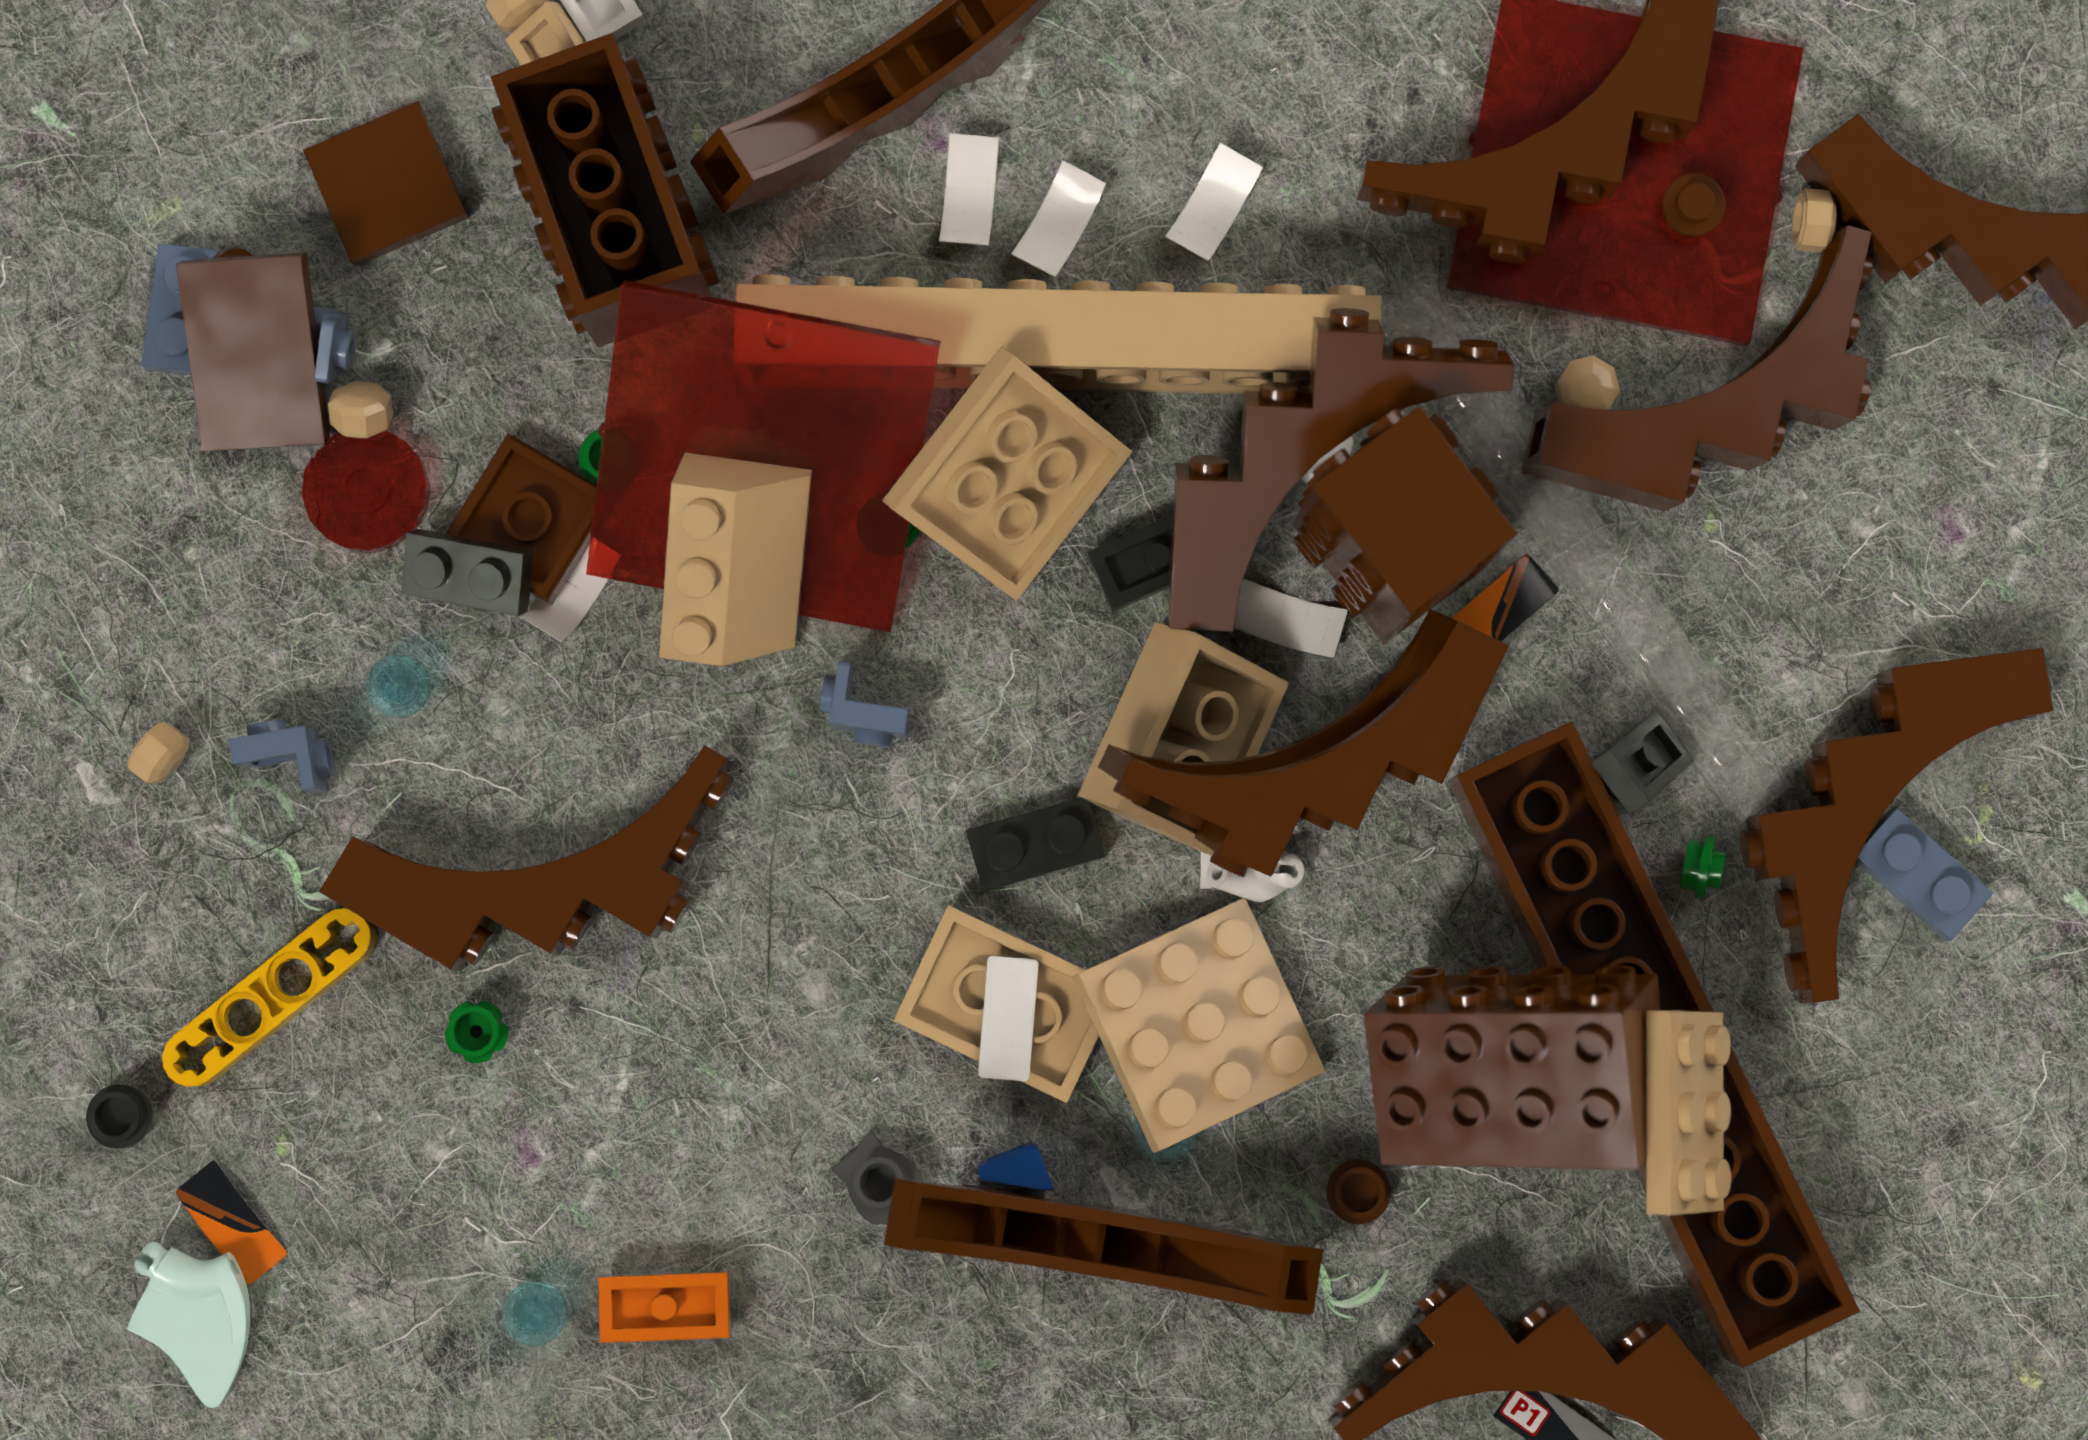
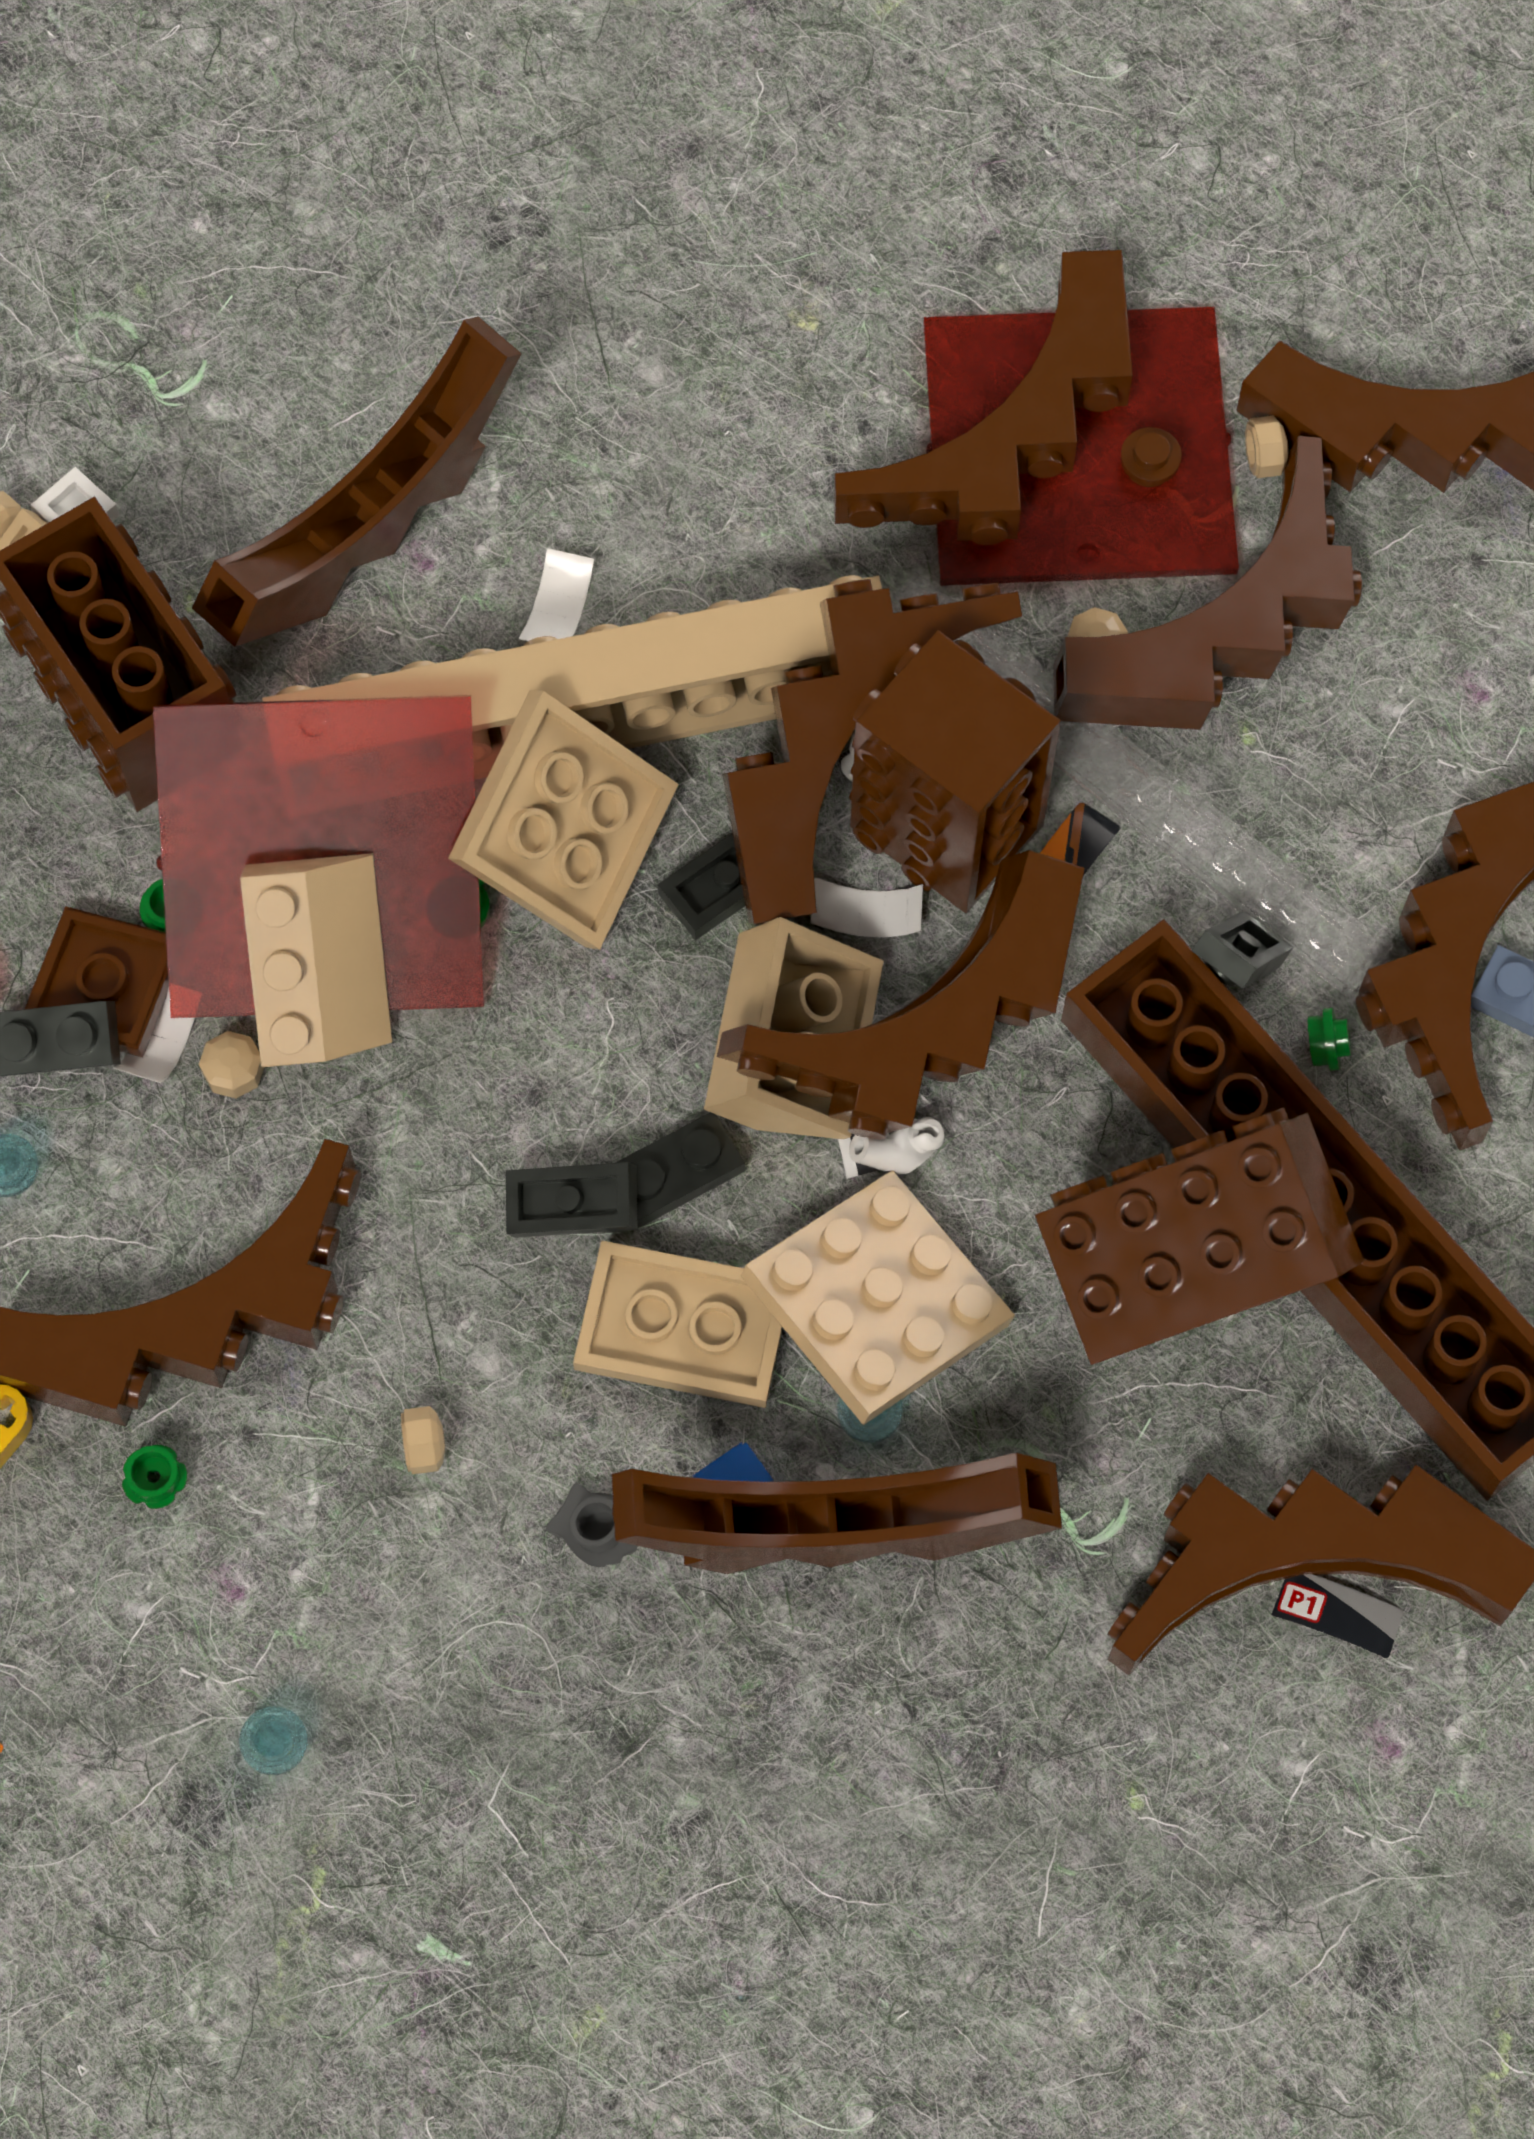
camera: 15 degrees left, 15 degrees down
(633, 634) = (231, 1064): none -> tan tile
(664, 1306) = (406, 1700): orange plate -> none
(734, 1060) = (422, 1440): none -> tan tile
(872, 723) = (477, 1087): sand blue bracket -> none
(929, 857) = (571, 1199): none -> pearl dark grey plate
(969, 189) = (464, 592): white sticker -> none
(1008, 1018) = (687, 1331): white sticker -> none
(1215, 202) = (702, 553): white sticker -> none
(1358, 1191) = (1077, 1424): reddish brown plate -> none
(1686, 1112) = (1373, 1234): tan plate -> none

